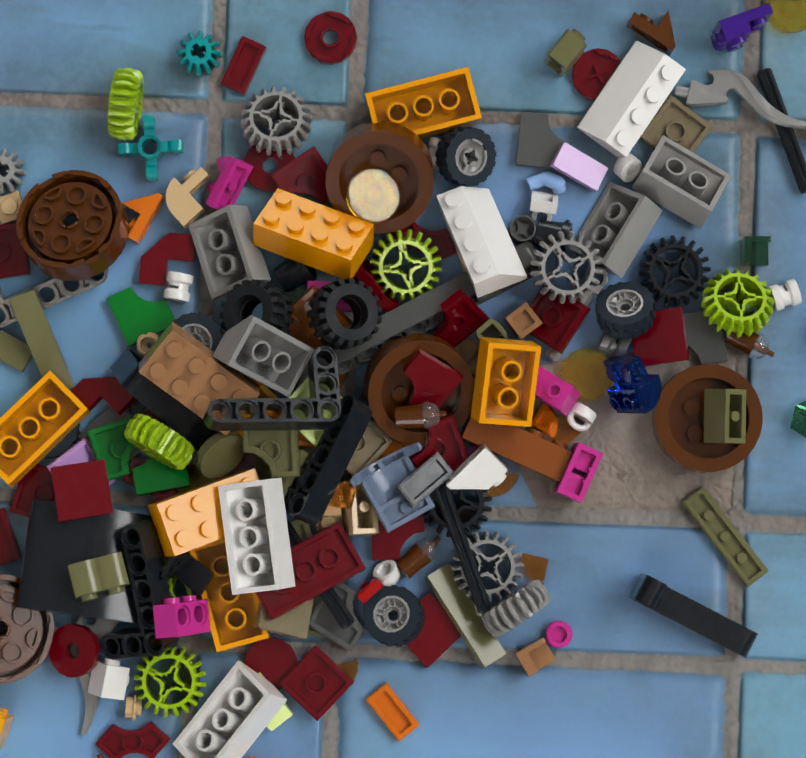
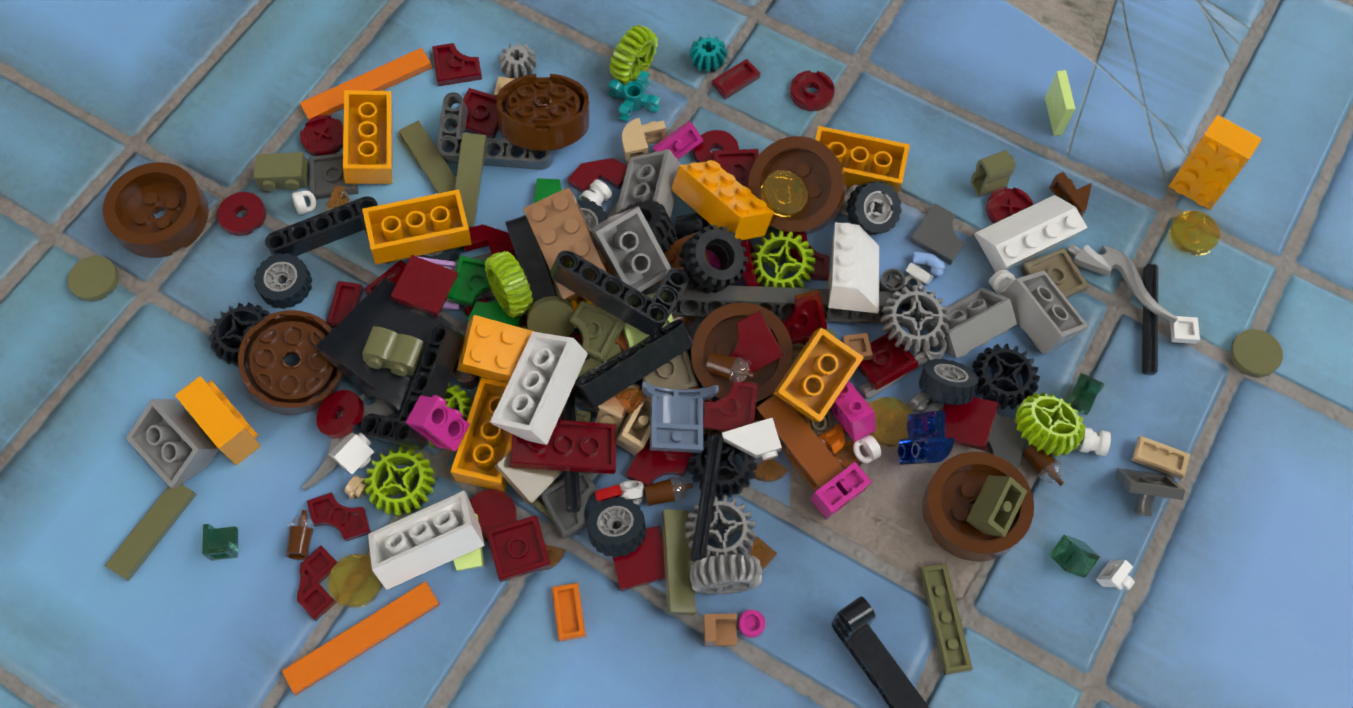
camera: 30 degrees right, 20 degrees down
(147, 209) = (604, 135): orange slope -> none
(189, 572) = (468, 392): black bracket -> none
(256, 114) = (739, 119): light grey gear -> none
(424, 479) = (705, 421): tile -> none
(579, 166) = (962, 261): lavender tile -> none
(735, 30) = (1148, 218): dark purple plate -> none

